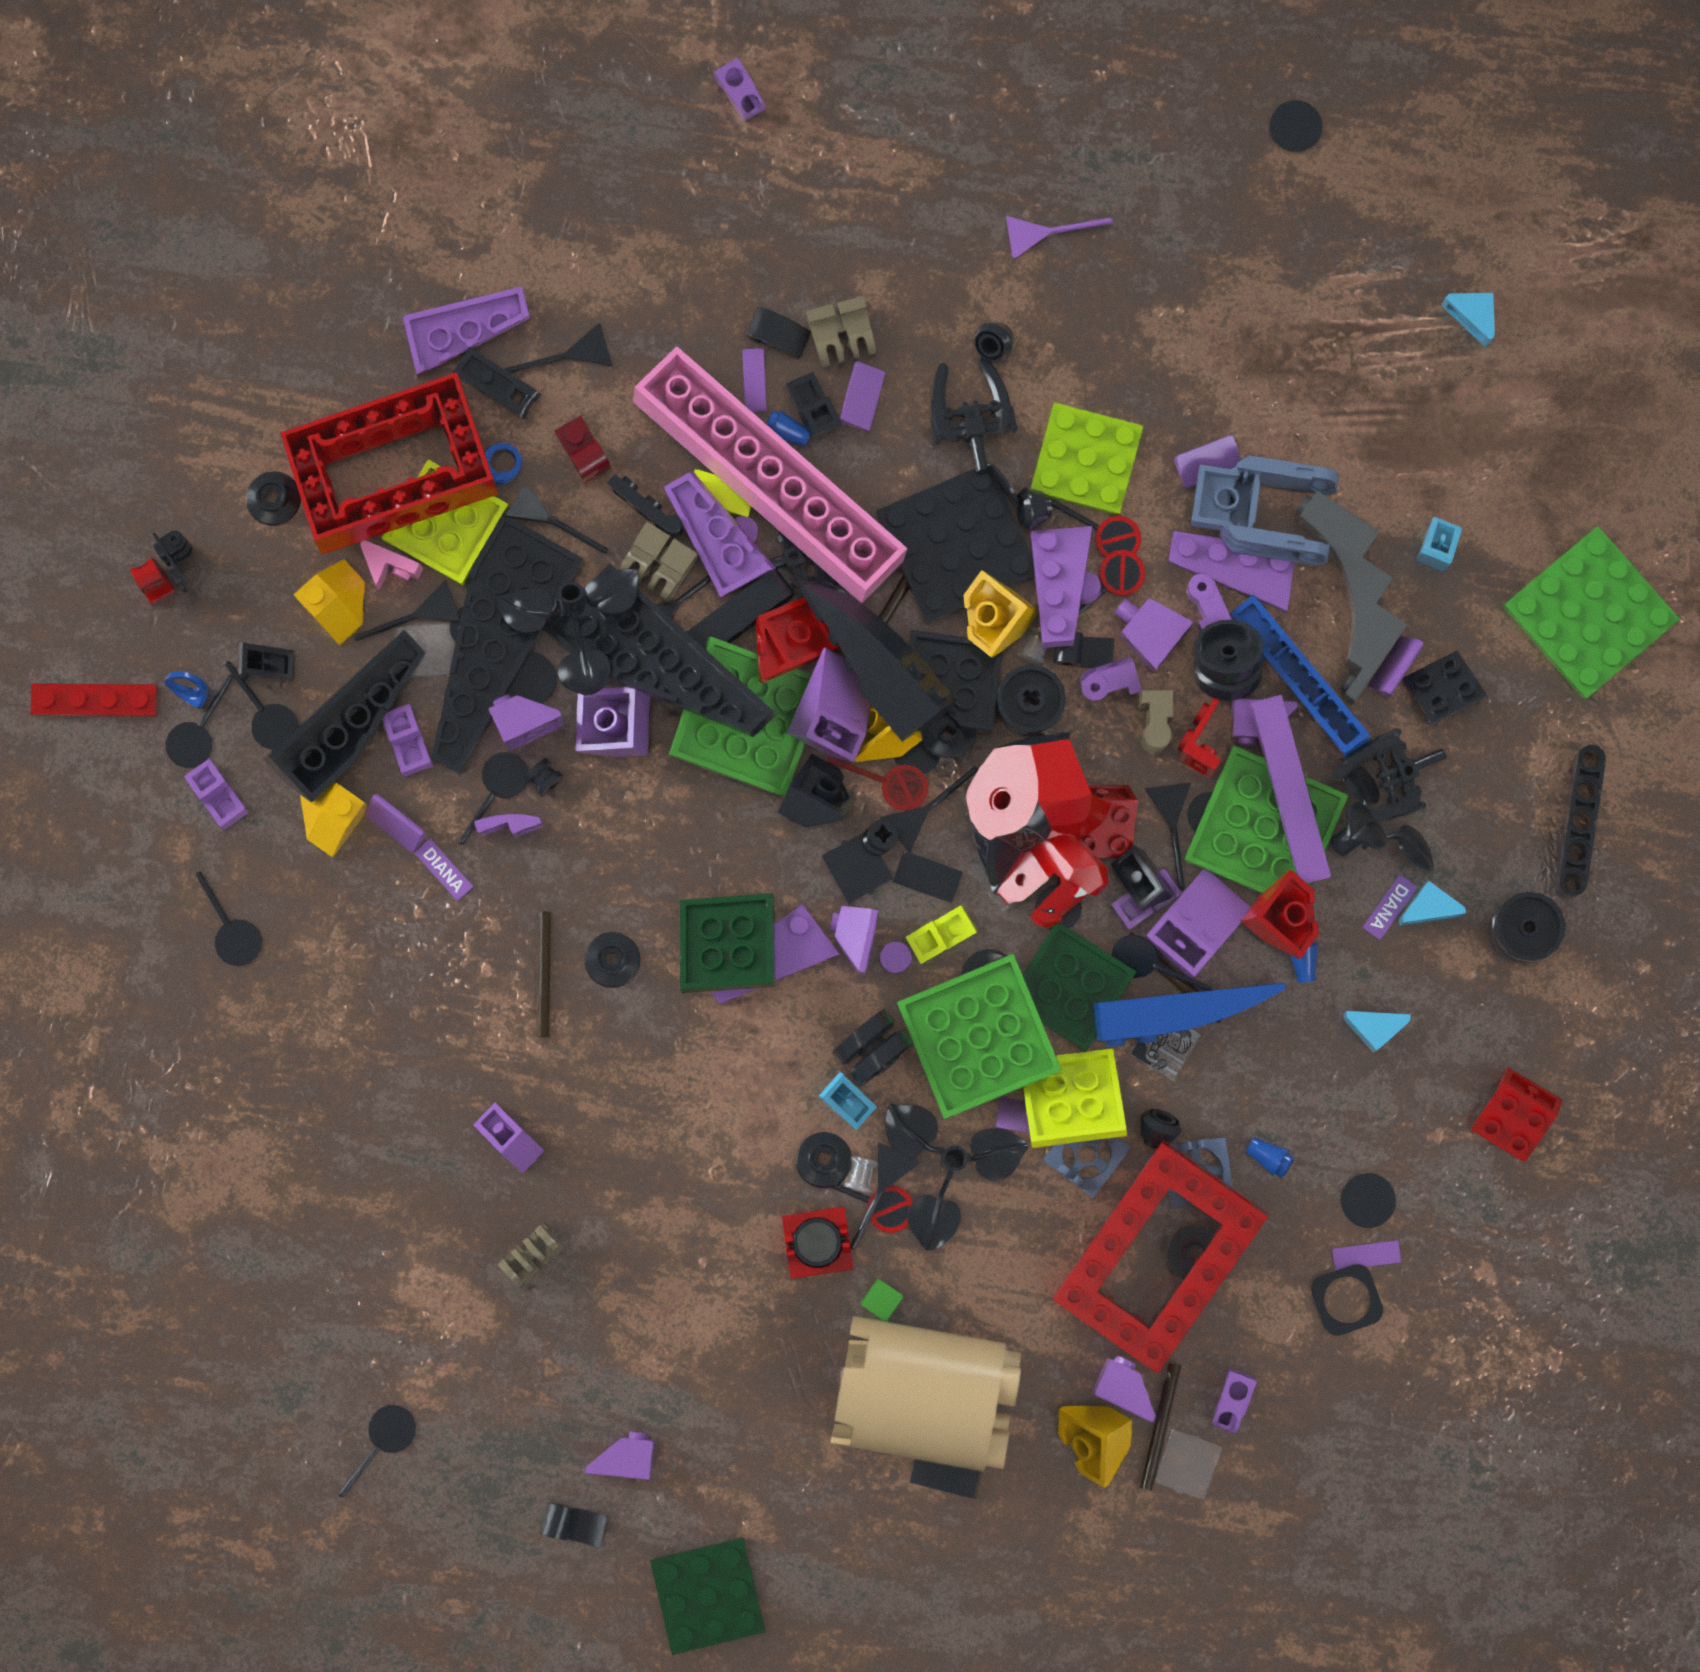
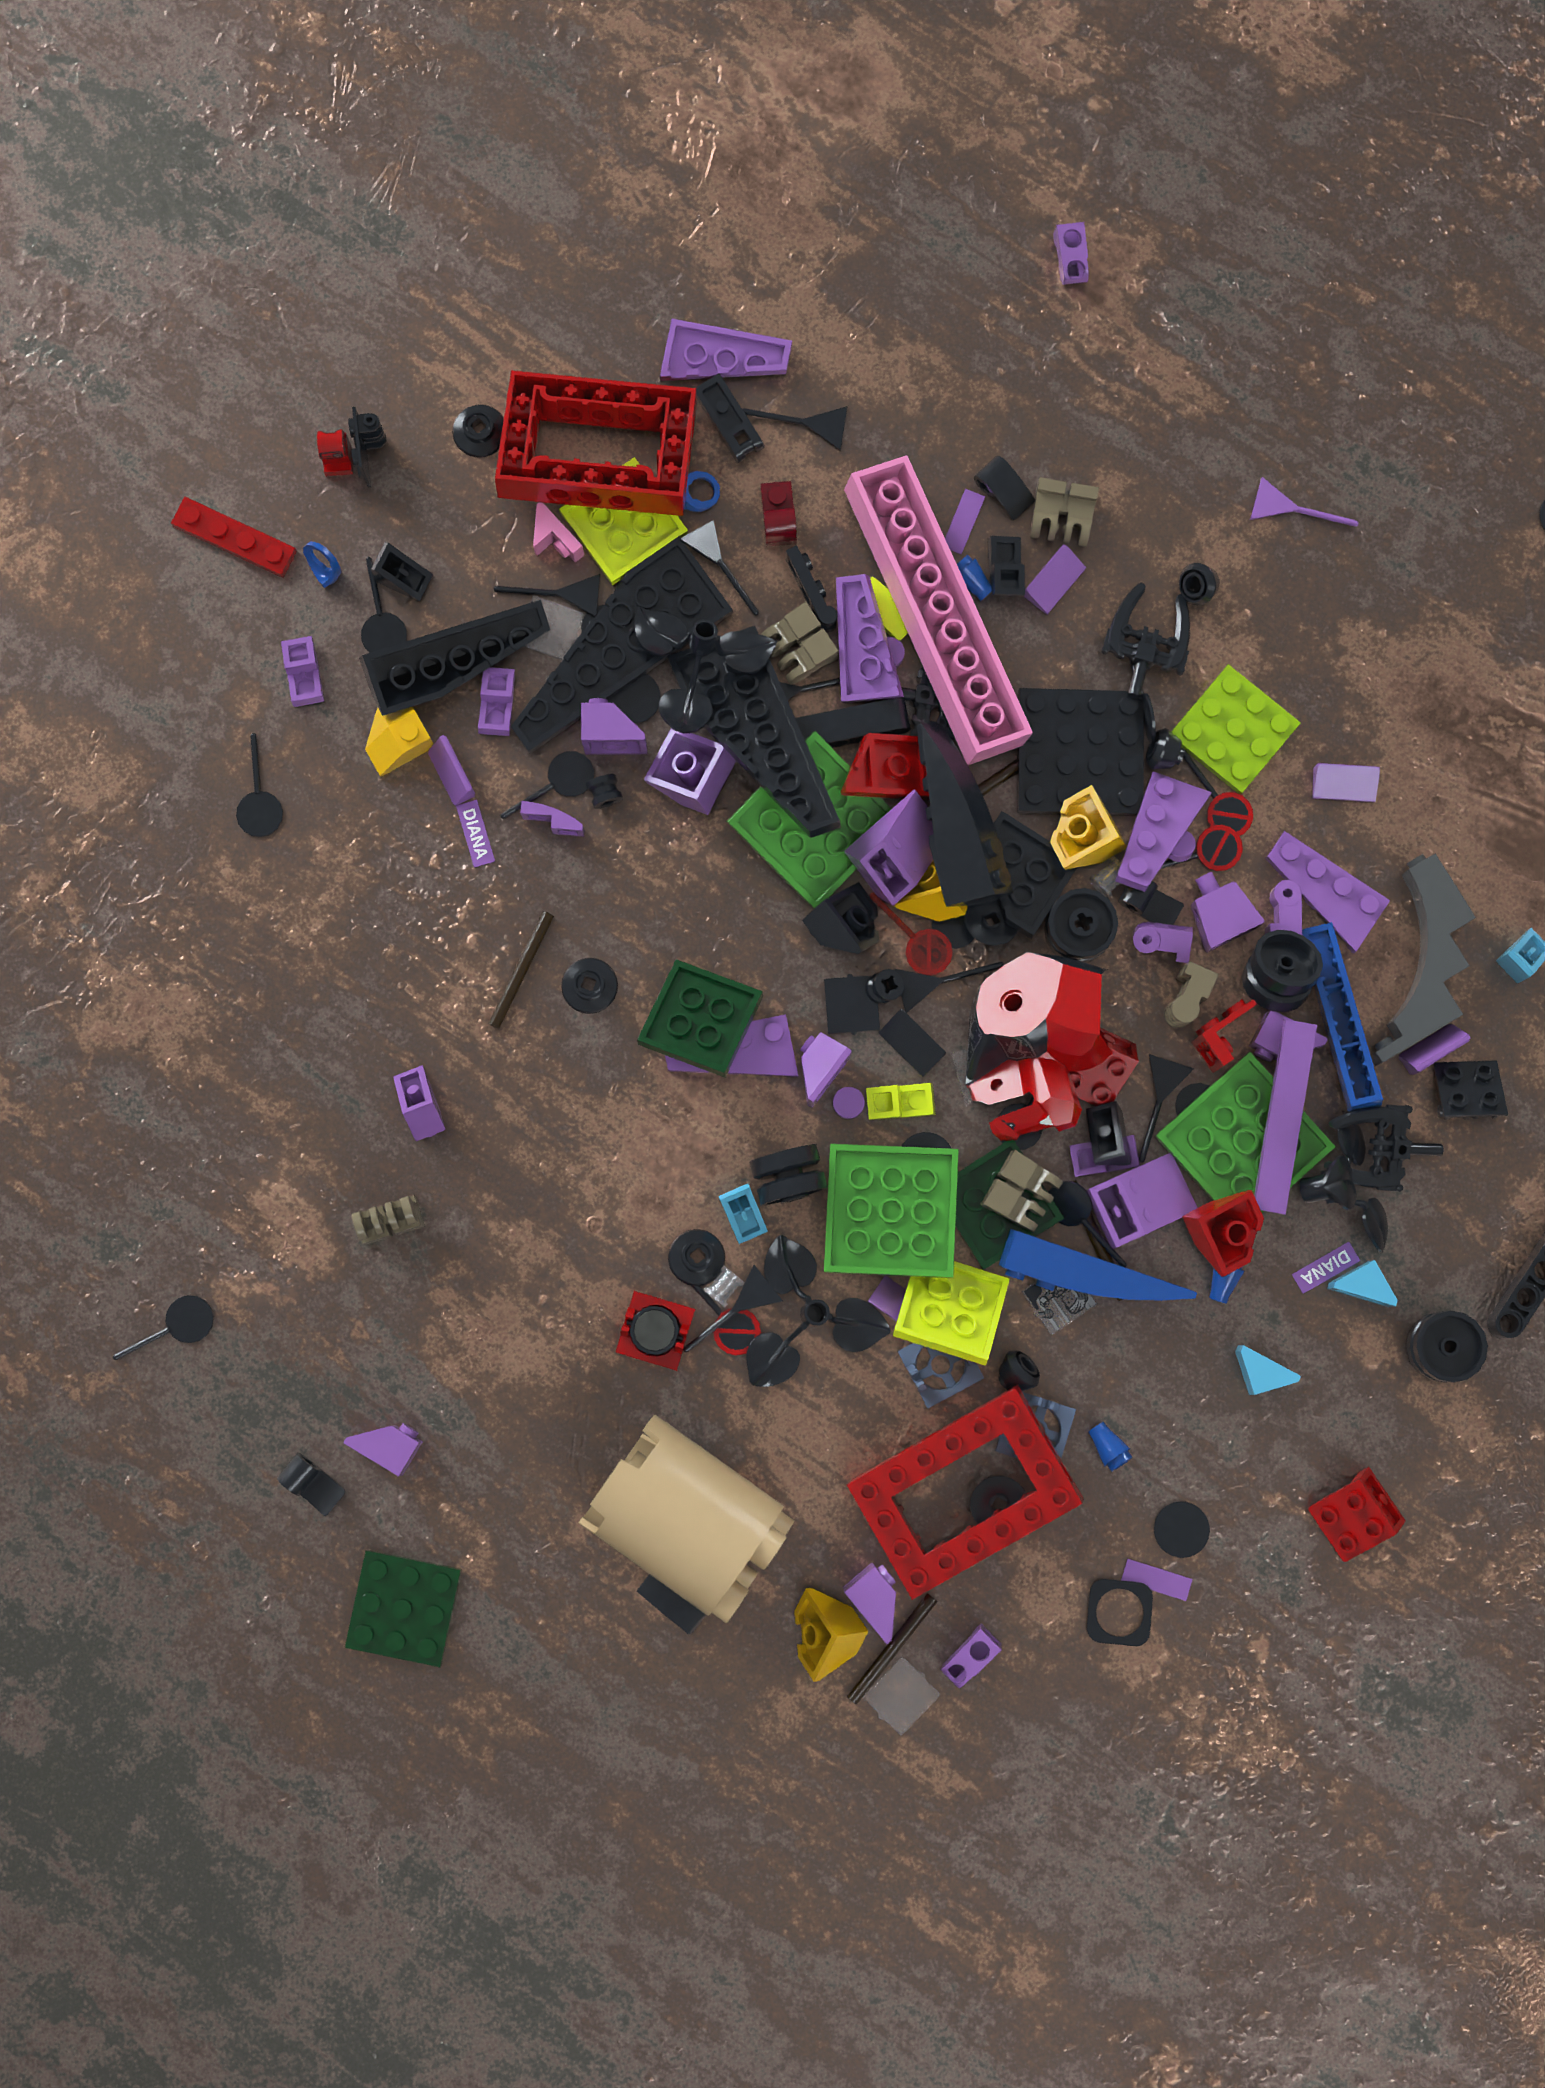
camera: 20 degrees right, 0 degrees up
(190, 742) = (302, 615): black piece -> none
(335, 600) = (491, 545): yellow slope -> none
(881, 1300) = (689, 1411): bright green tile -> none
(1078, 951) = (1007, 1197): none -> dark tan legs
(1229, 502) = (1349, 827): sand blue plate -> none

